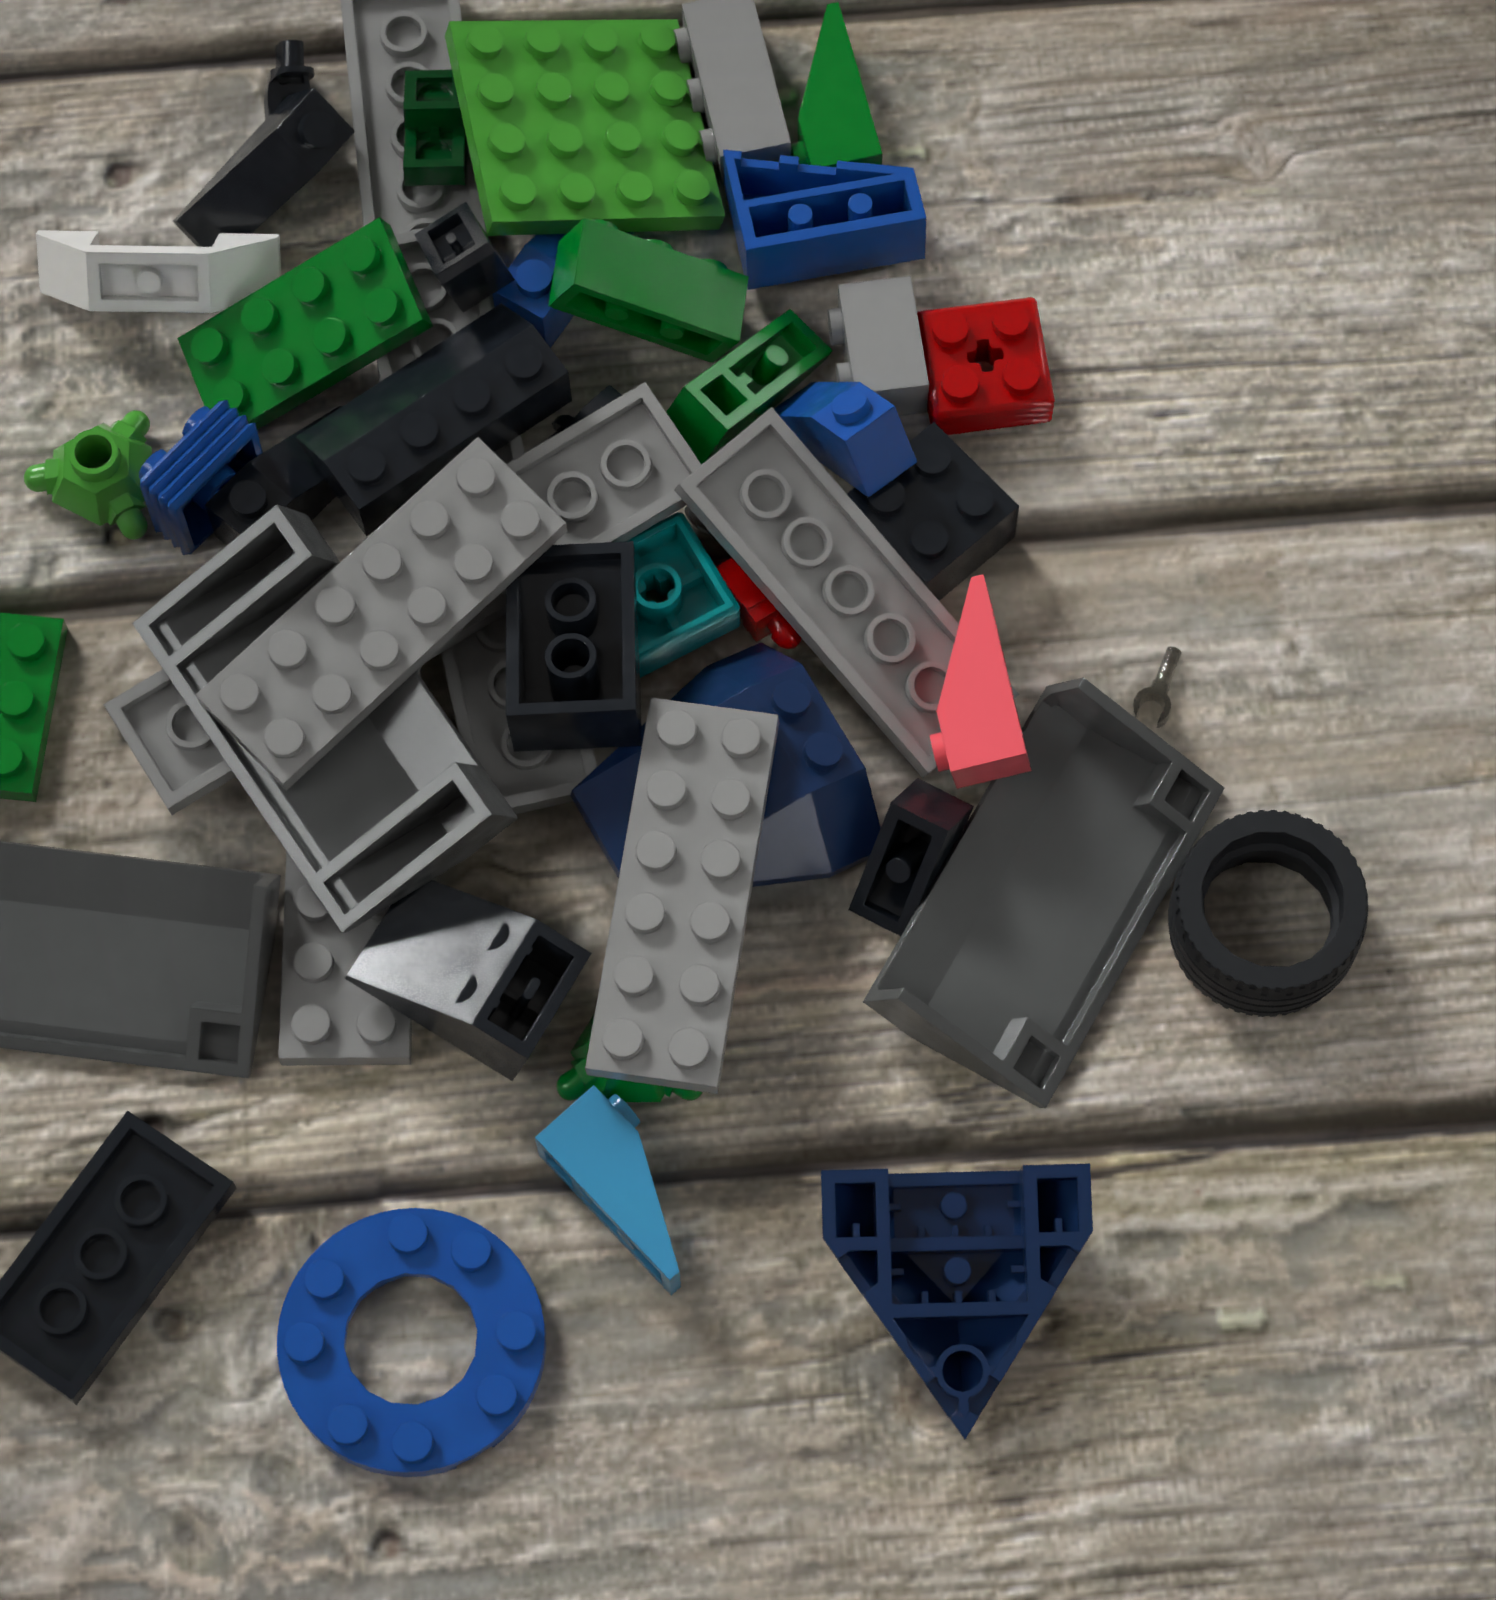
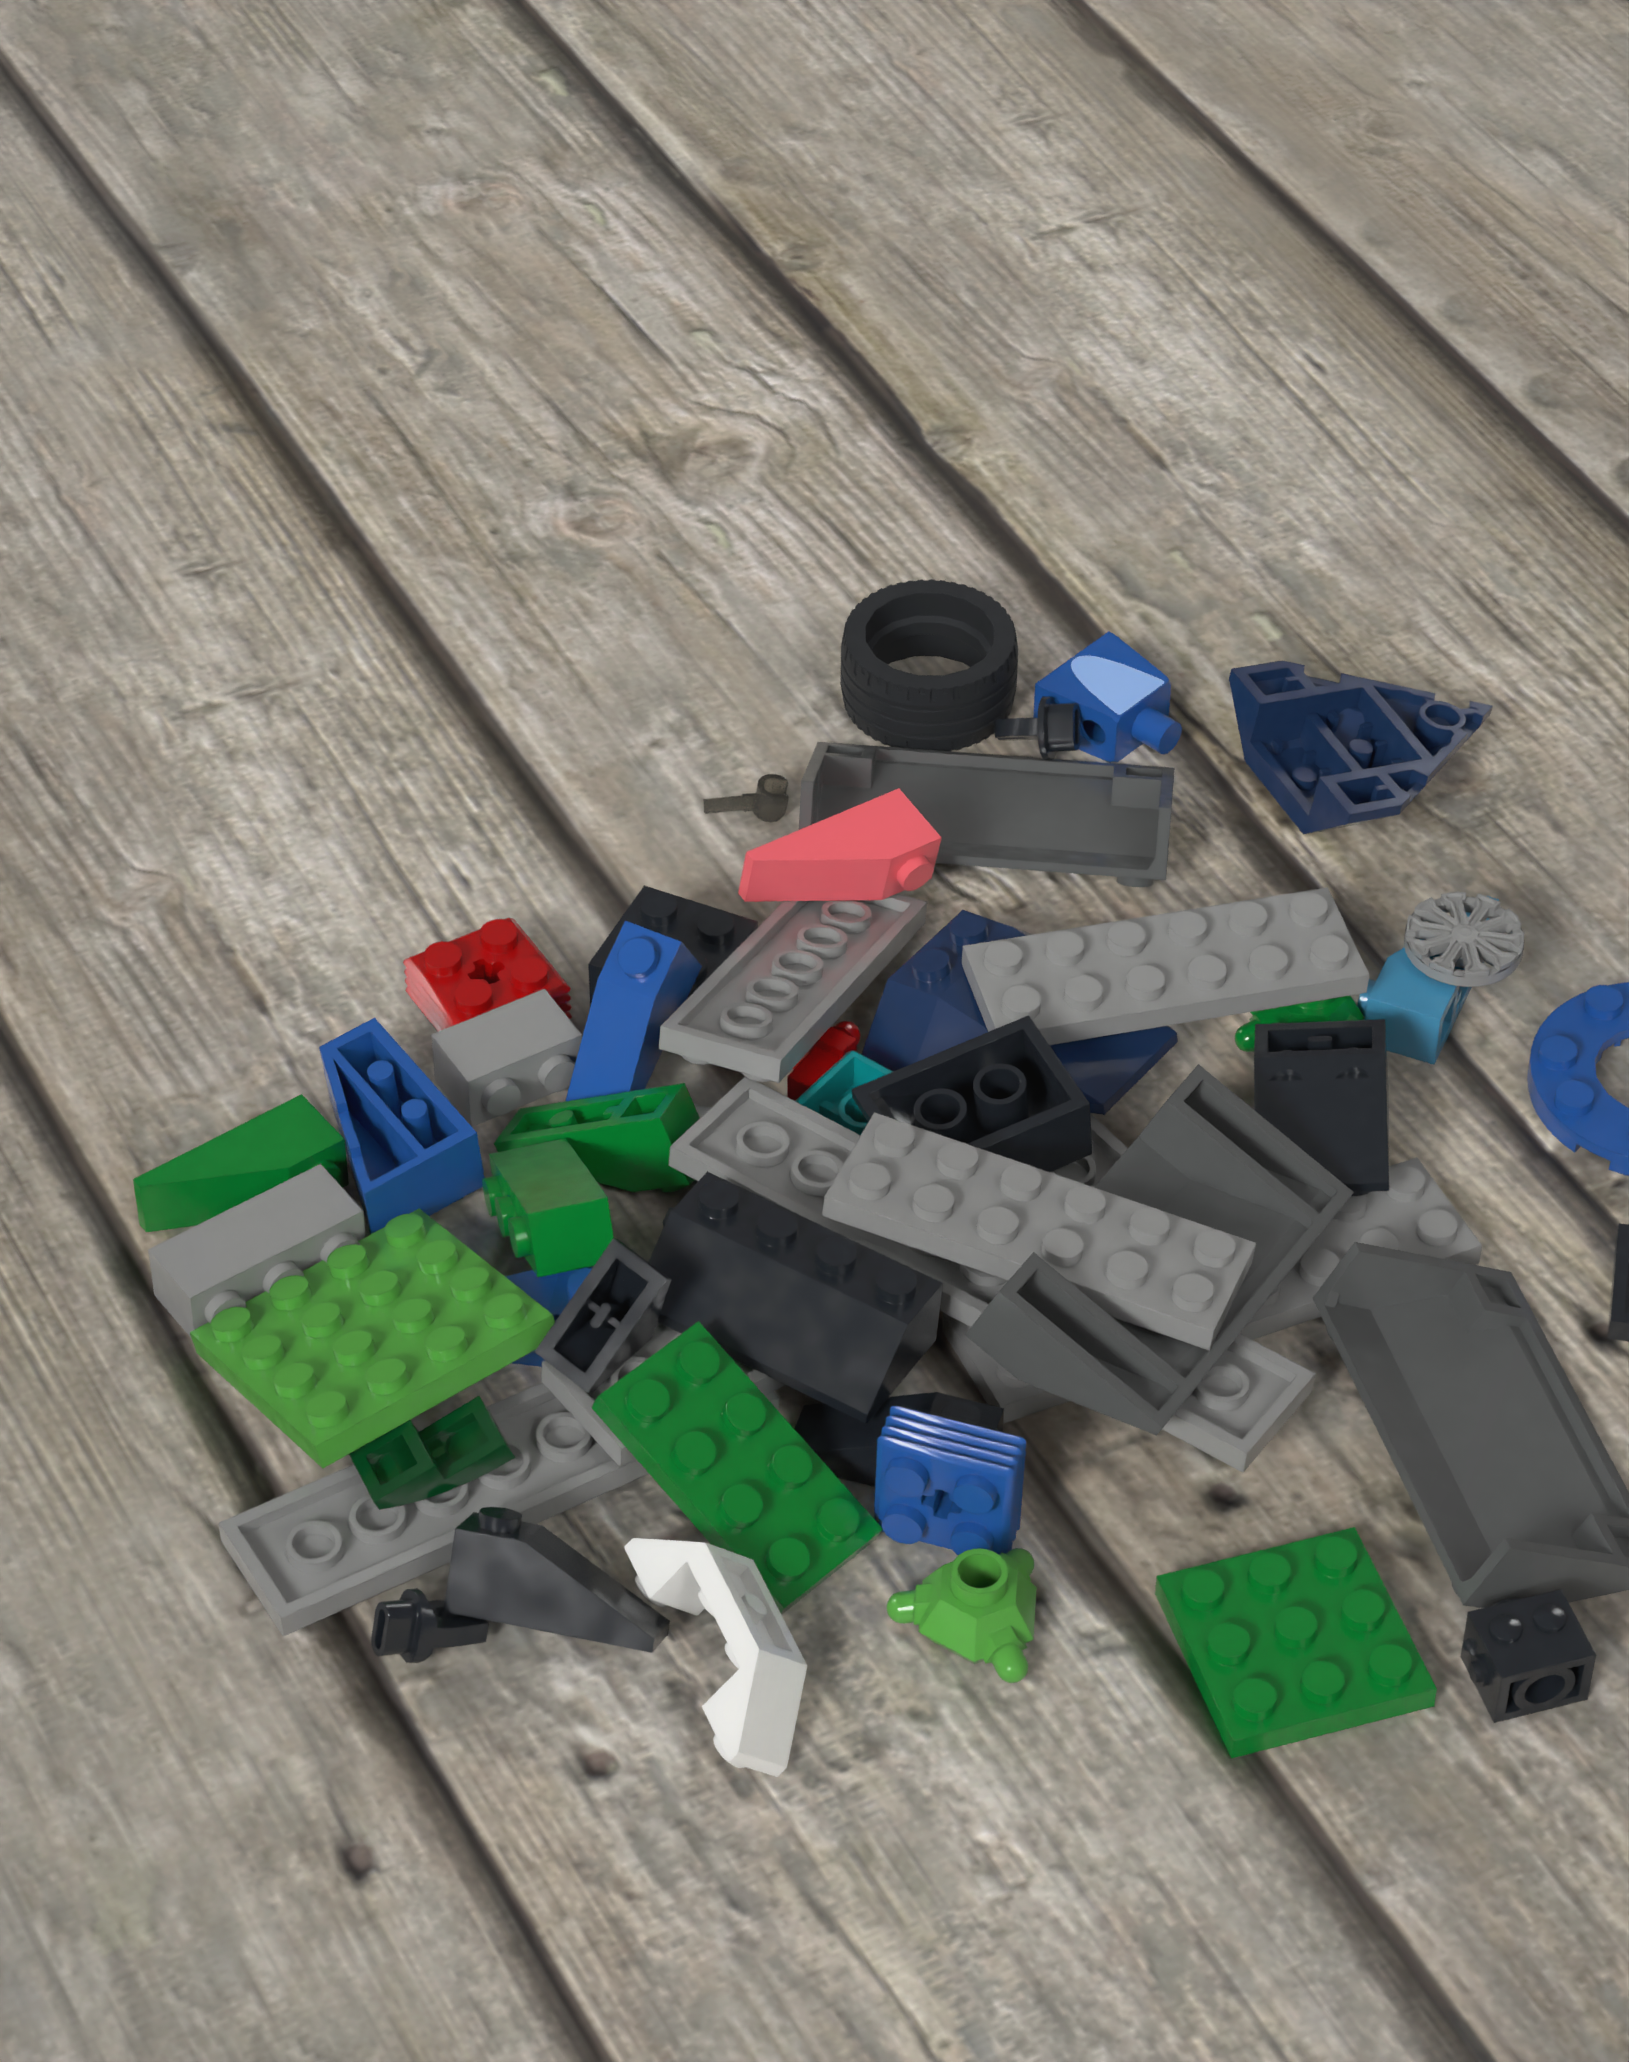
camera: 115 degrees left, 25 degrees down
(612, 1201) = (1464, 939): none -> light grey wheel
(908, 854) = (1009, 884): black slope -> none
(1135, 983) = (1055, 728): none -> black piece
(1151, 1074) = (1119, 699): none -> blue torso

